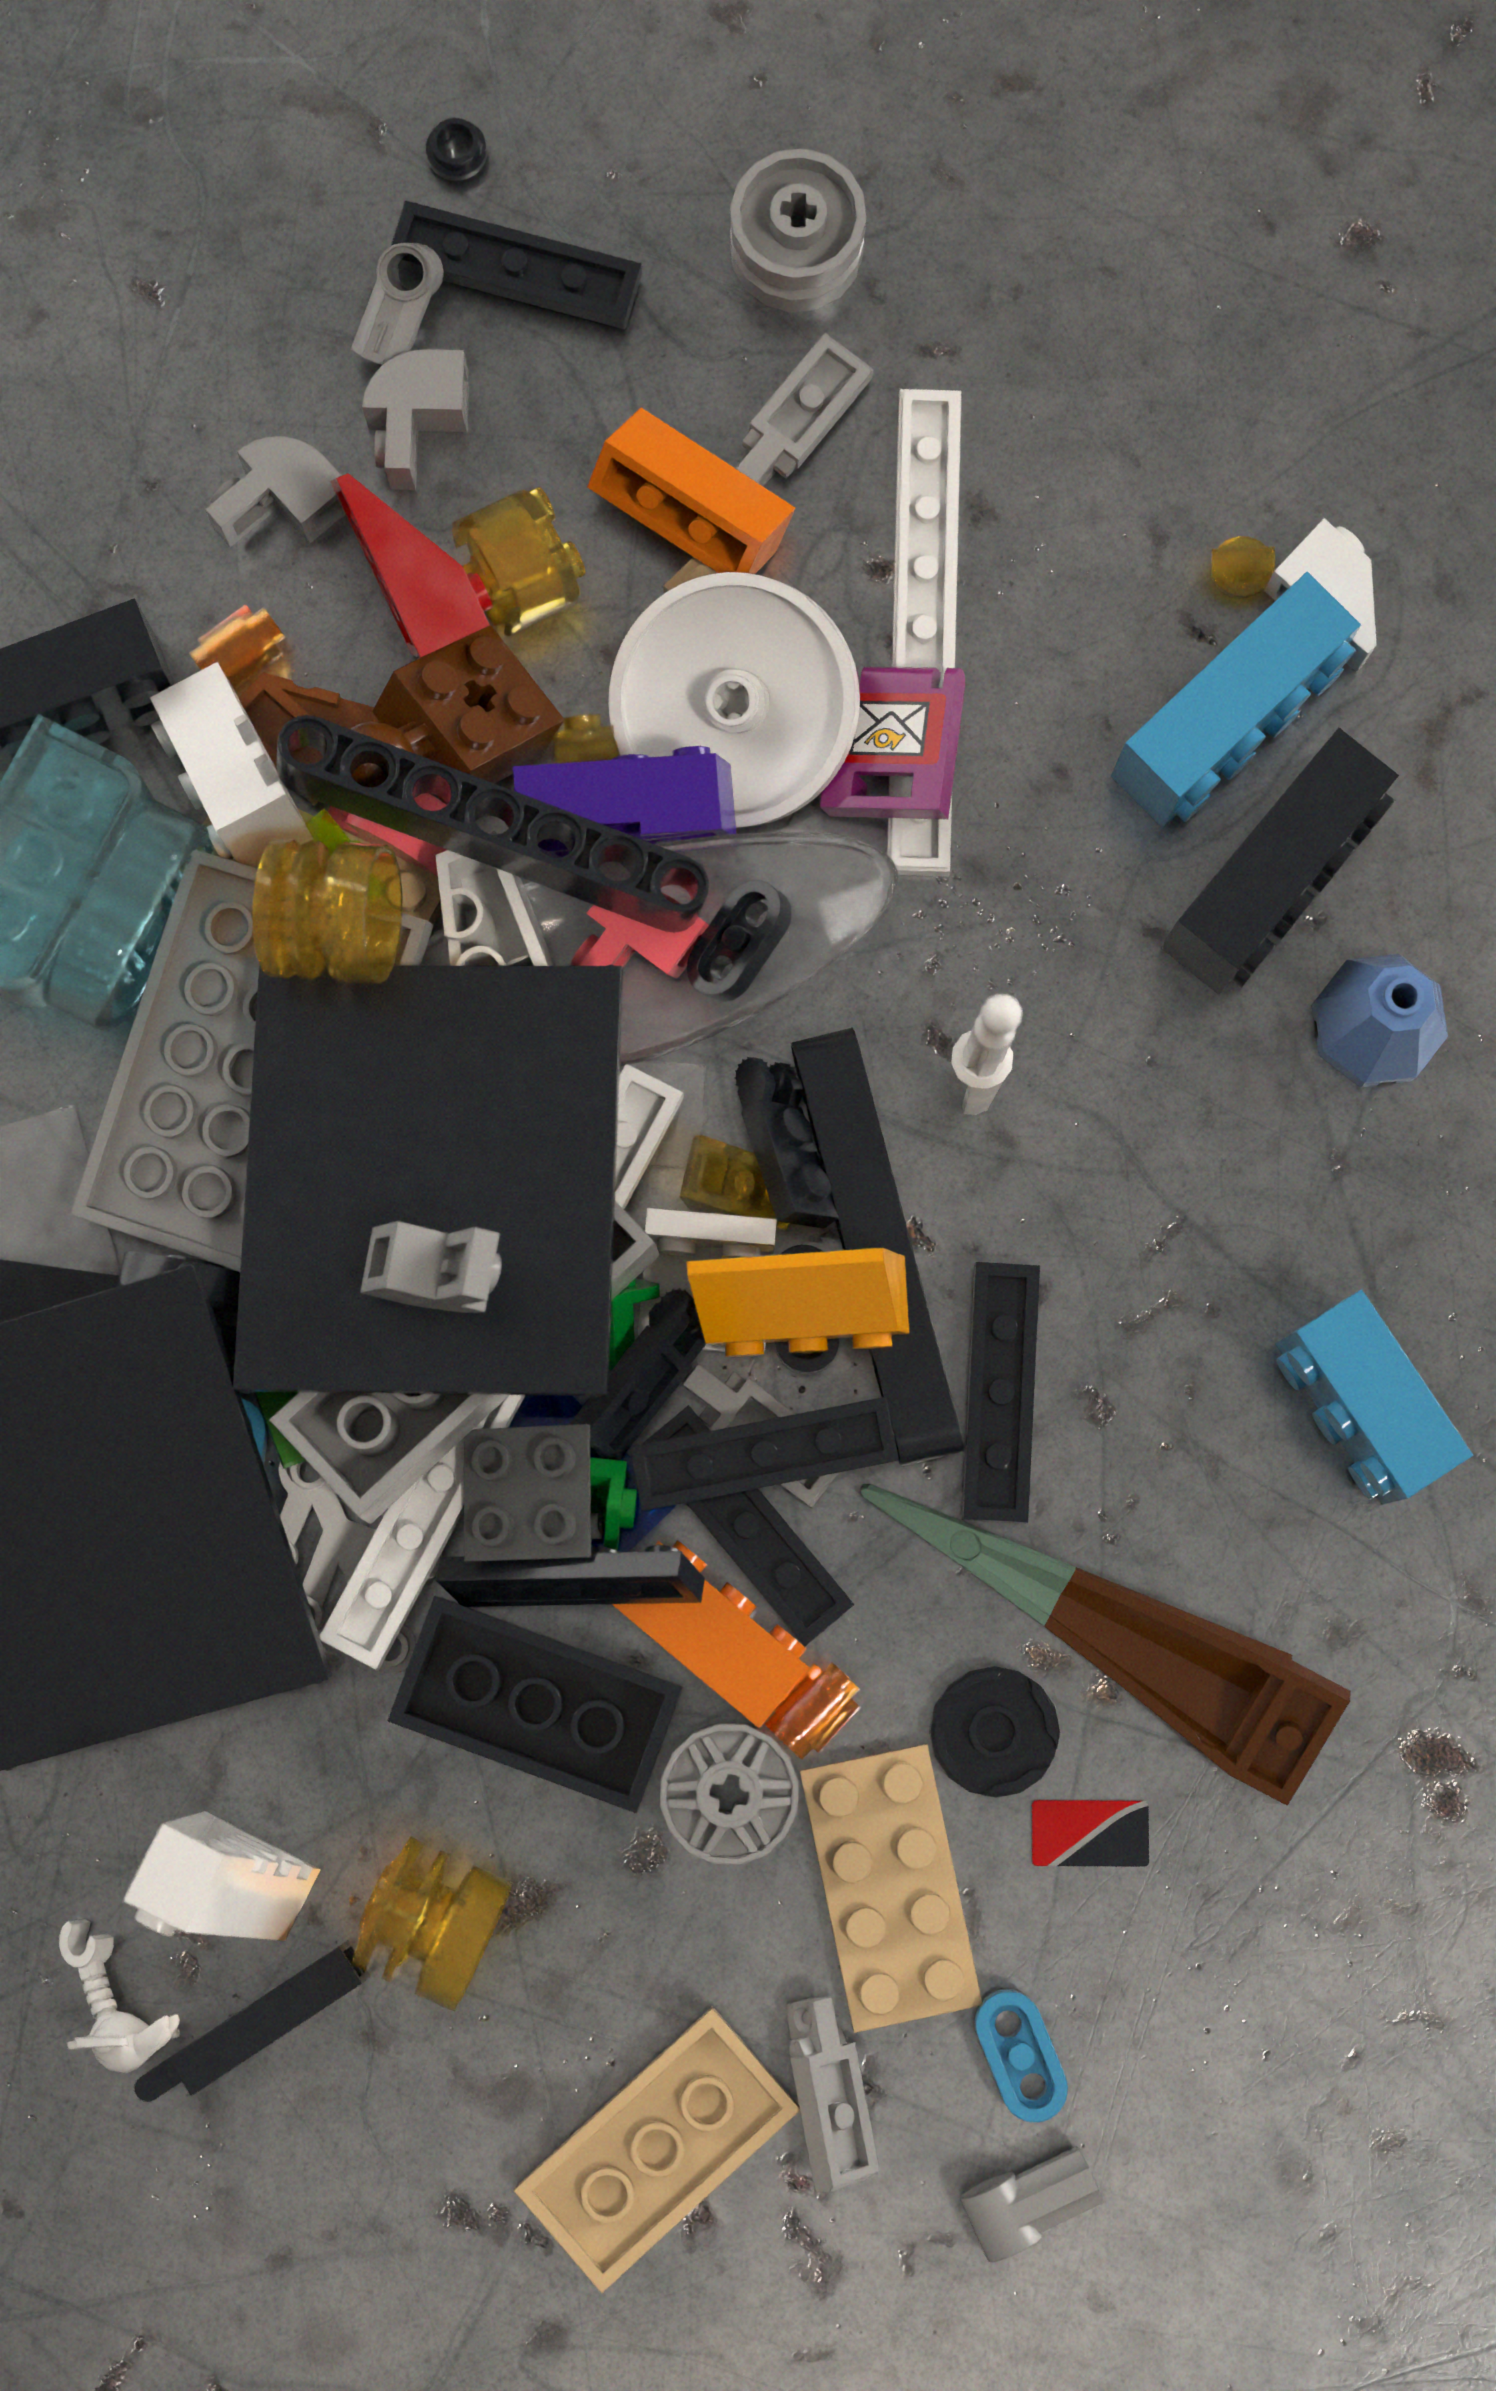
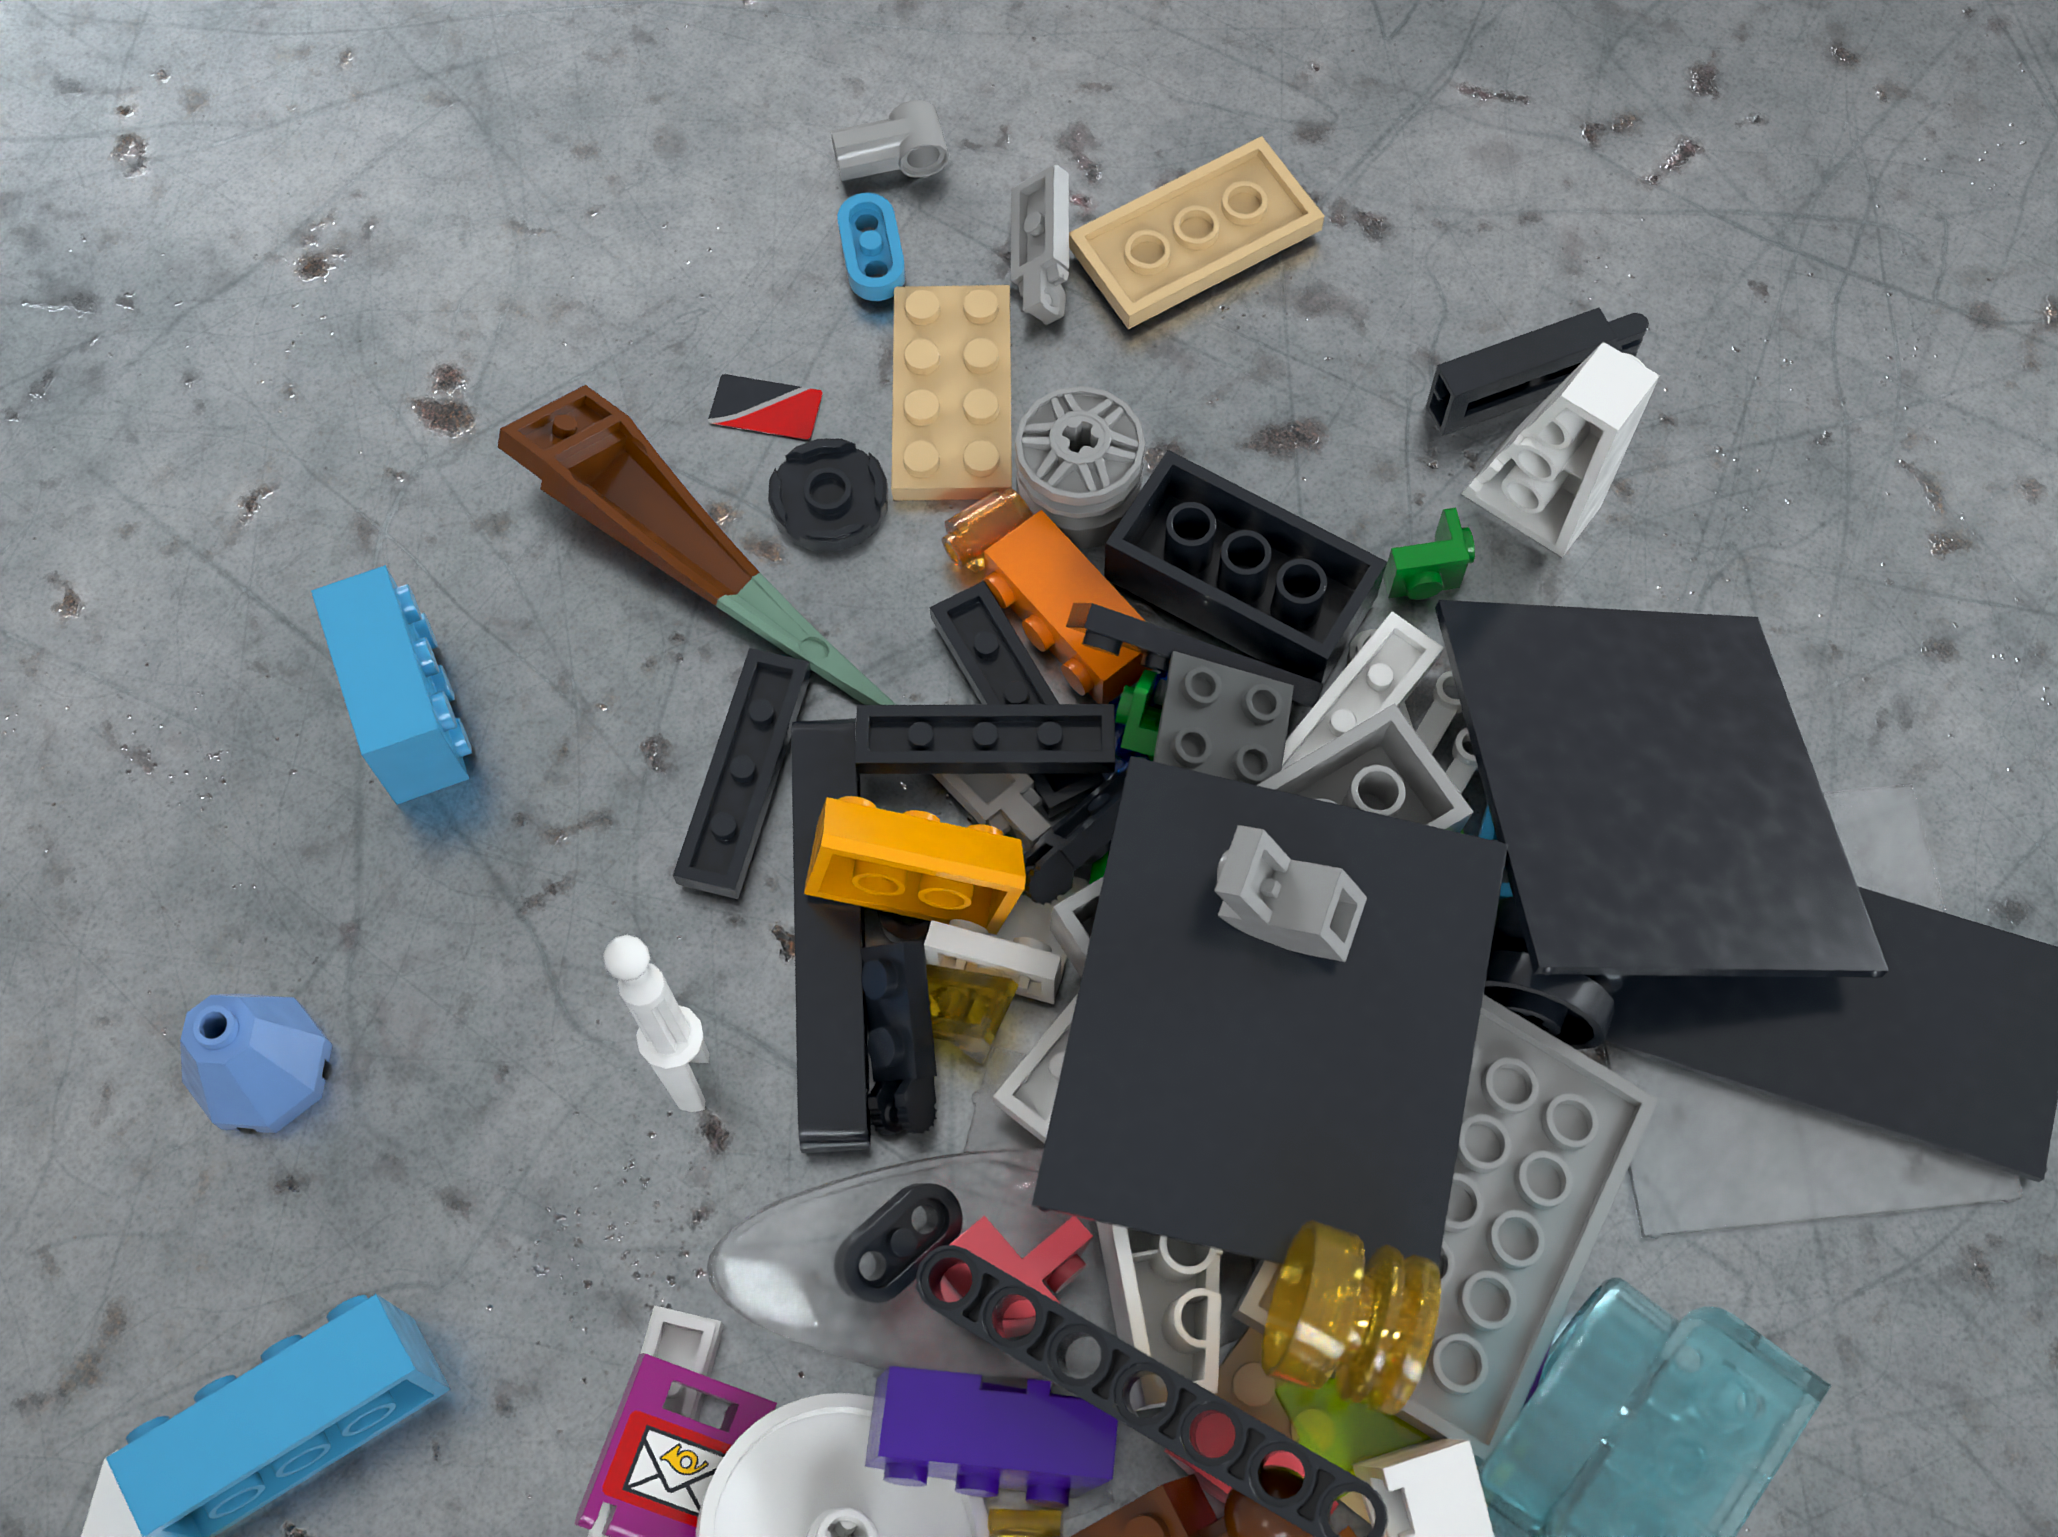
camera: 165 degrees left, 15 degrees down
(117, 2037) = (1674, 367): white piece -> none
(347, 1747) = (1431, 567): none -> green bracket
(431, 1923) = (1358, 401): clear yellow wheel -> none
(1290, 849) = (292, 1228): black brick -> none

